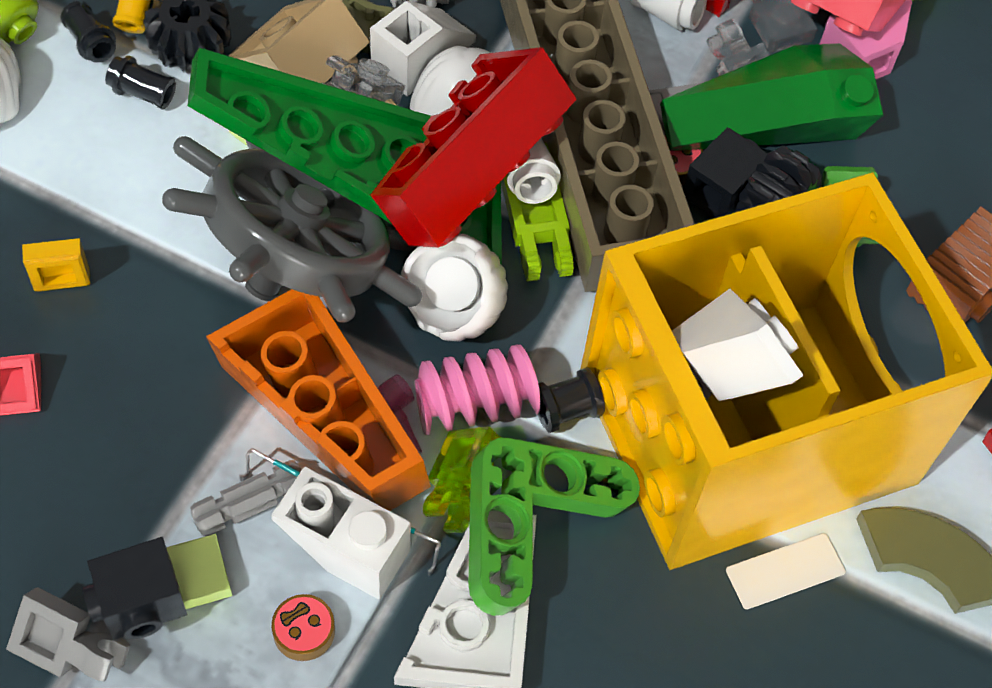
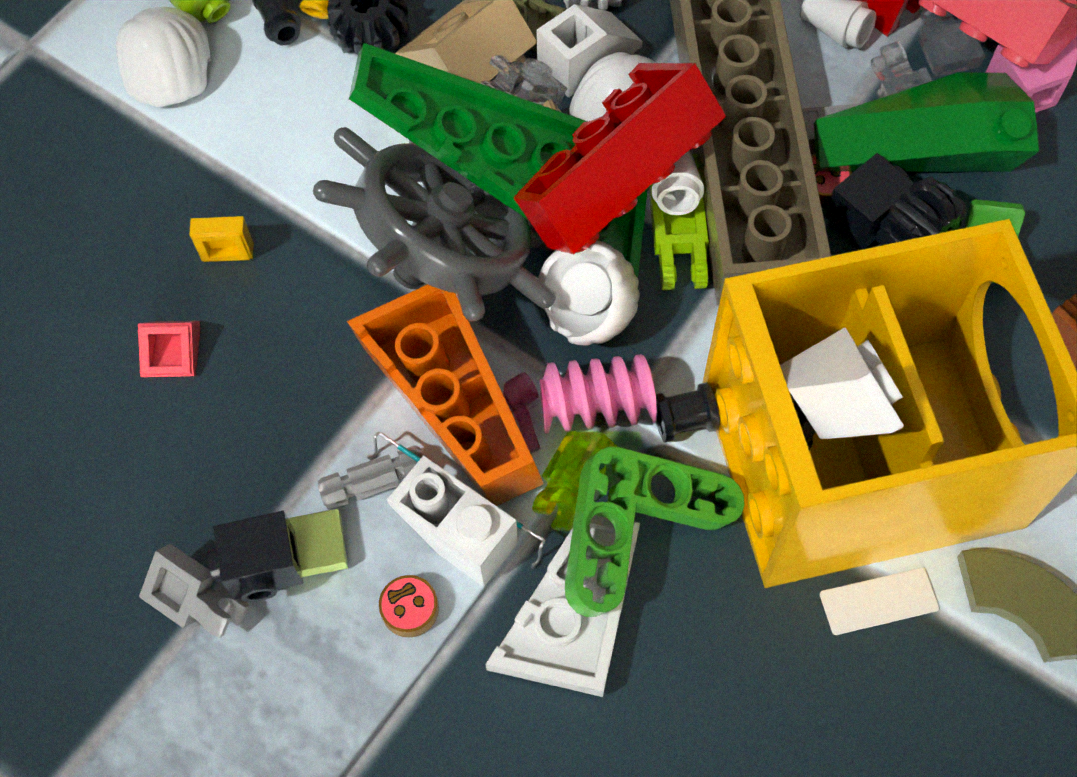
camera: 15 degrees right, 5 degrees up
(128, 77) = (310, 63): black pin -> none

